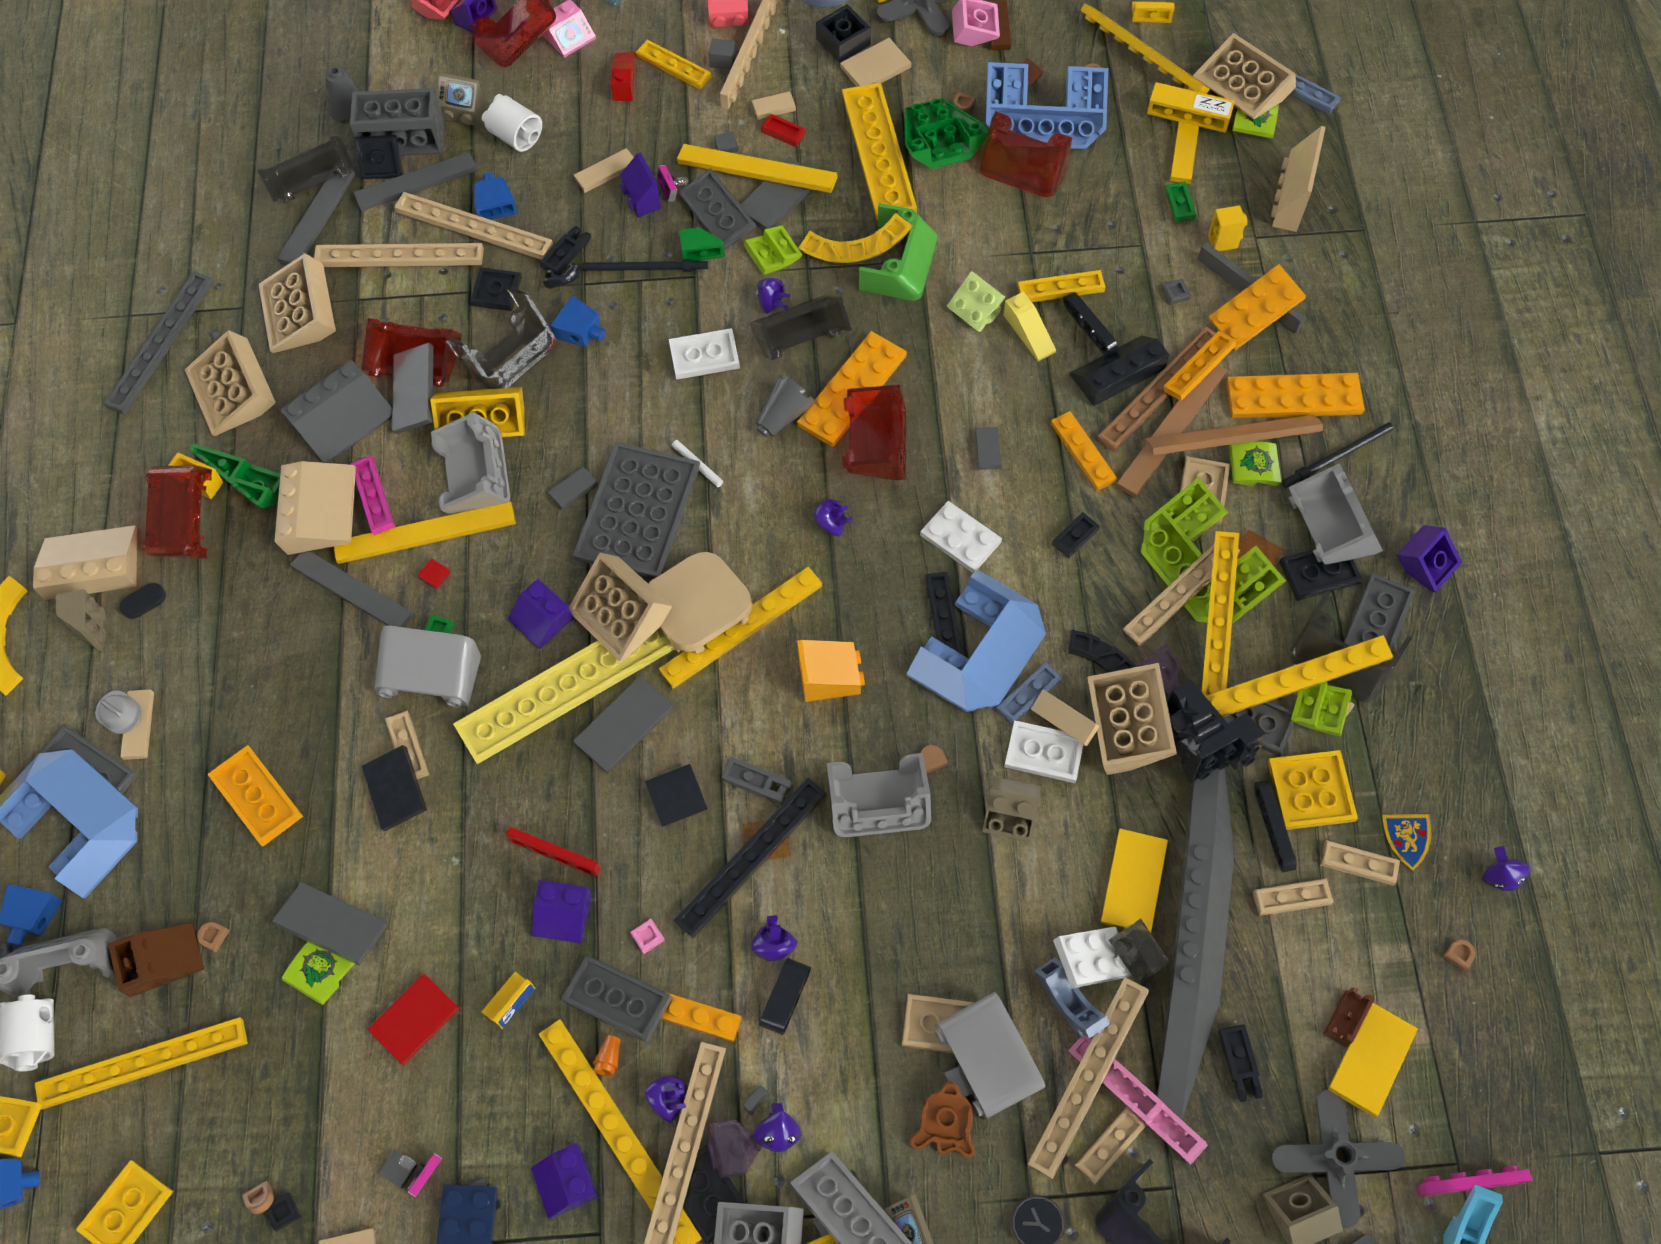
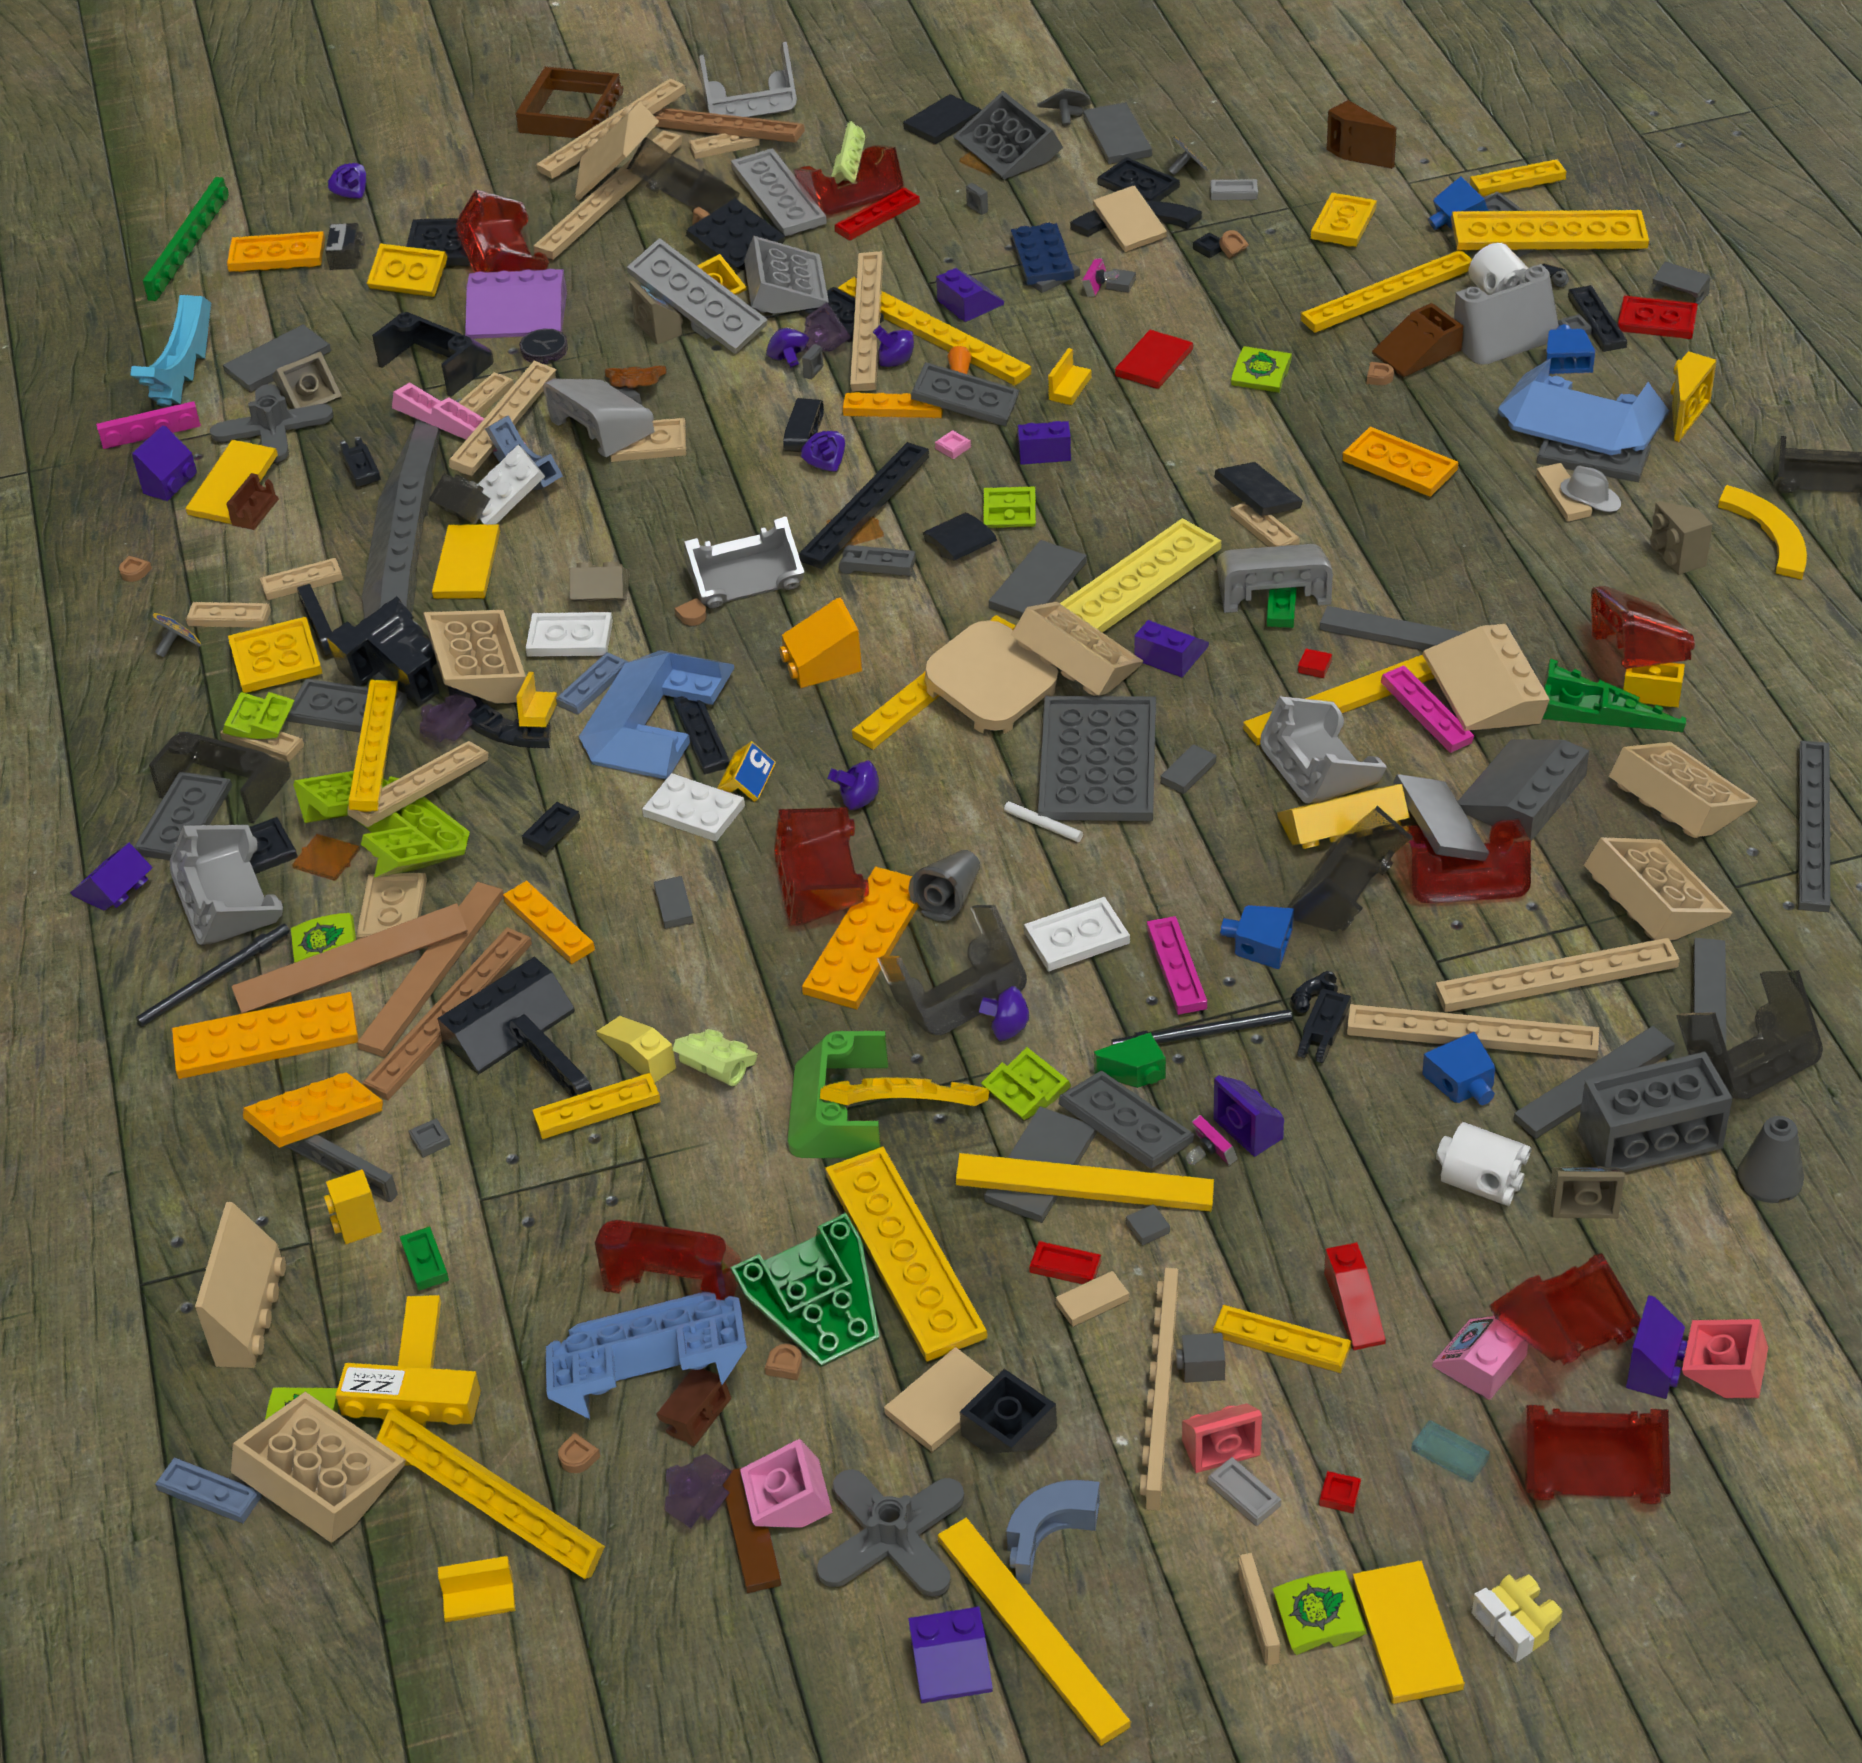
camera: 170 degrees right, 20 degrees down
(87, 562) = (1724, 596): tan slope -> none
(142, 600) = (1637, 580): black tile -> none
(330, 923) = (1267, 393): dark grey tile -> none
(491, 289) = (1399, 966): black tile -> none
(553, 851) = (1070, 474): red tile -> none
(603, 170) = (1317, 1150): tan tile -> none
(620, 826) = (1009, 507): none -> lime slope
(644, 315) = (1176, 965): none -> dark pink plate
(915, 557) = (747, 771): none -> panel
(1027, 35) = (696, 1489): none -> clear purple plate
(1065, 717) = (548, 651): tan tile -> none
(1078, 664) = (534, 707): none -> yellow panel
(1199, 366) = (394, 1027): light orange plate -> none
(1301, 676) = (285, 705): yellow plate -> none
(1445, 1088) = (163, 464): none -> dark purple slope
(1506, 874) = (75, 621): dark purple piece -> none

